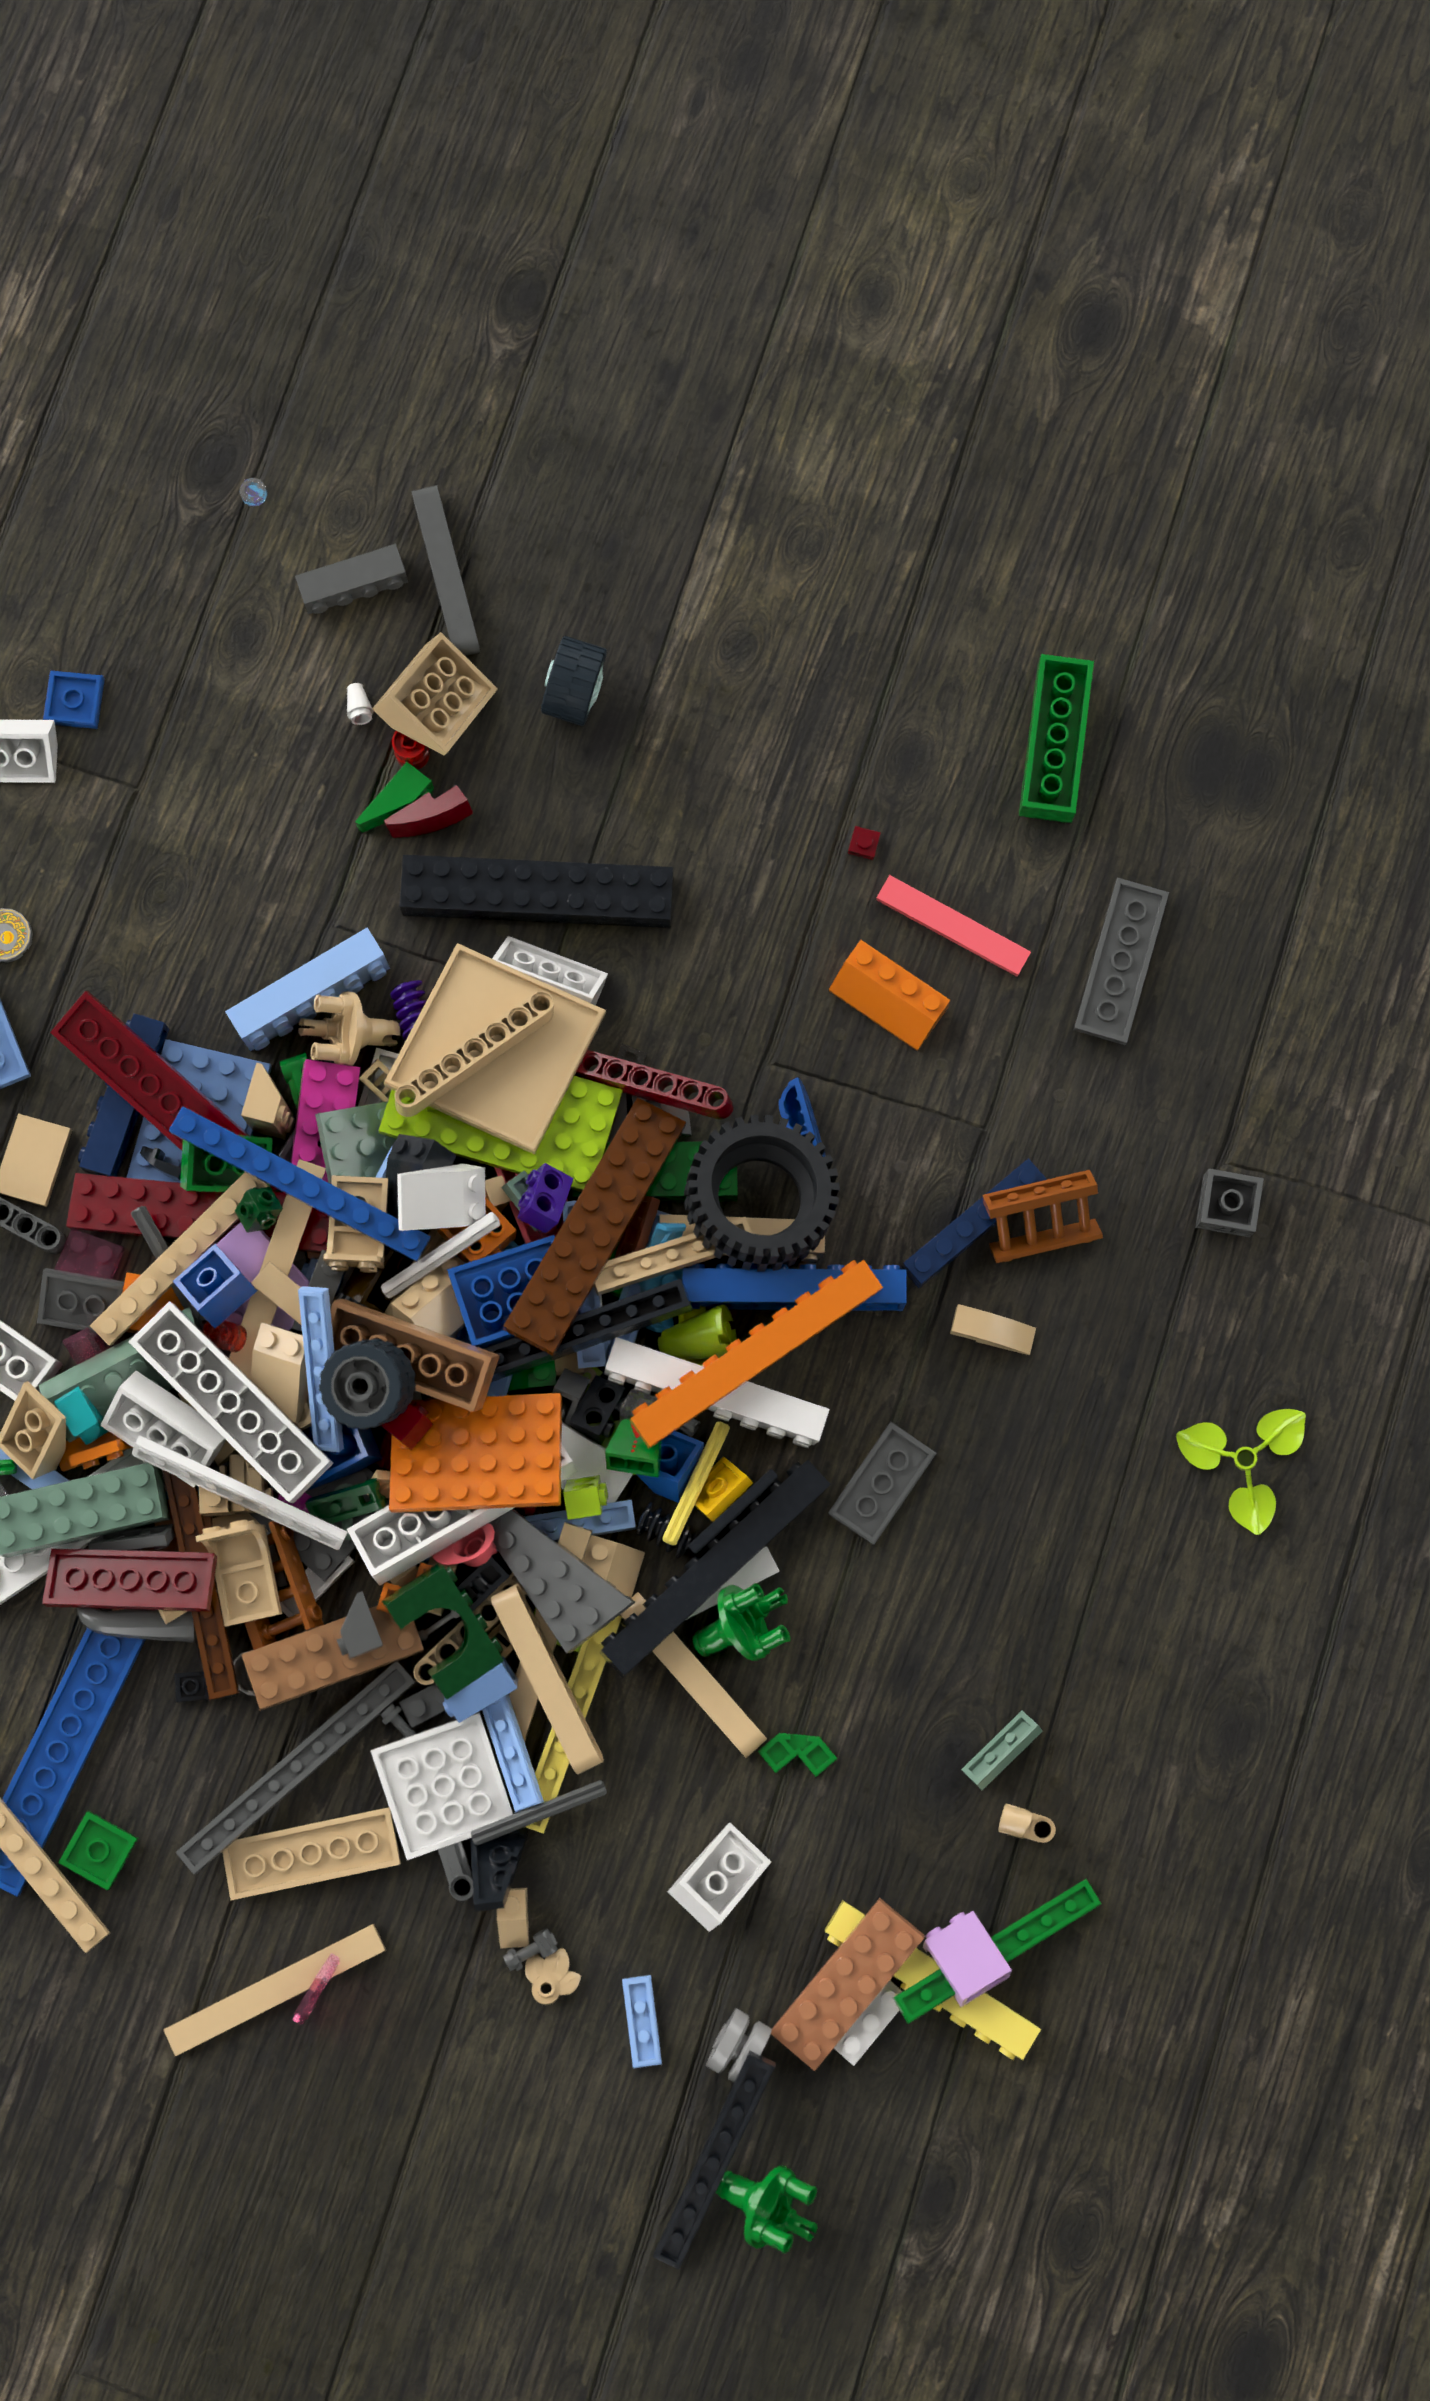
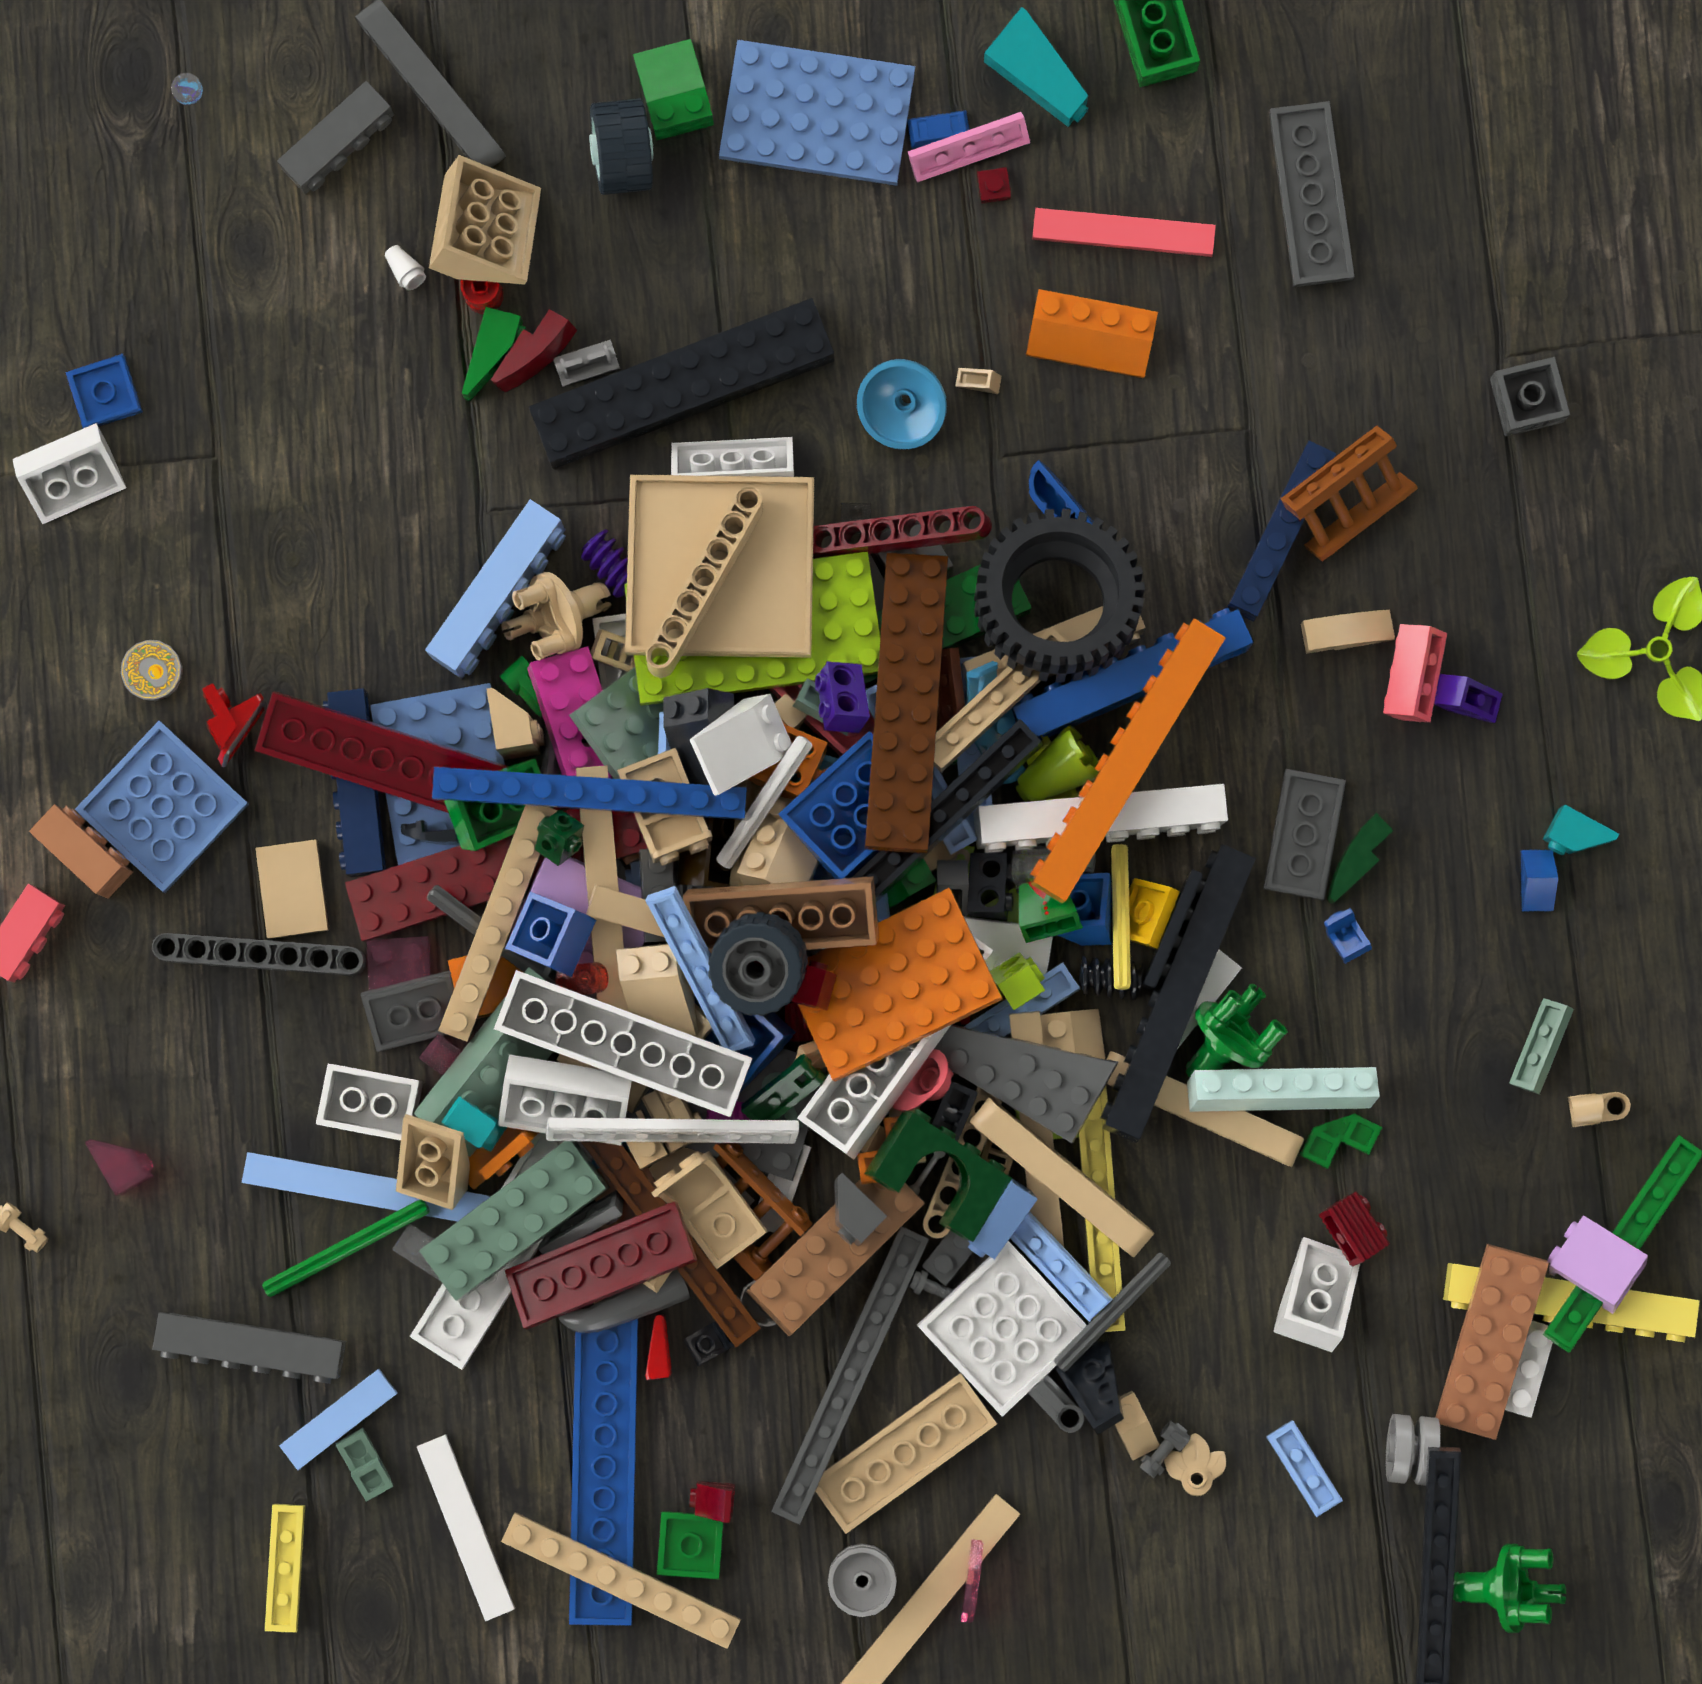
camera: 20 degrees left, 5 degrees up
(44, 1003) = (232, 725): none -> red piece
(134, 1822) = (713, 1500): none -> dark red slope
(147, 1678) = (659, 1354): none -> red slope
(209, 1954) = (878, 1590): none -> light grey wheel
(468, 842) = (586, 363): none -> light grey hinge
(639, 657) = (673, 89): none -> green slope
(692, 986) = (889, 417): none -> dark azure dish
(747, 724) = (817, 112): none -> medium blue plate
(766, 1688) = (1283, 1089): none -> light aqua brick
(775, 1834) = (1355, 1228): none -> dark red brick
(781, 993) = (978, 380): none -> tan piece
(840, 779) = (936, 127): none -> blue tile
(857, 803) = (969, 147): none -> bright pink plate
(879, 1583) = (1346, 935): none -> blue bracket
(917, 1522) = (1358, 856): none -> dark green slope
(939, 761) = (1035, 68): none -> teal slope
(1033, 1389) = (1415, 673): none -> coral brick
(1061, 1609) = (1538, 880): none -> blue slope
(1067, 1429) = (1467, 697): none -> dark purple slope
(1110, 1582) = (1576, 832): none -> teal slope

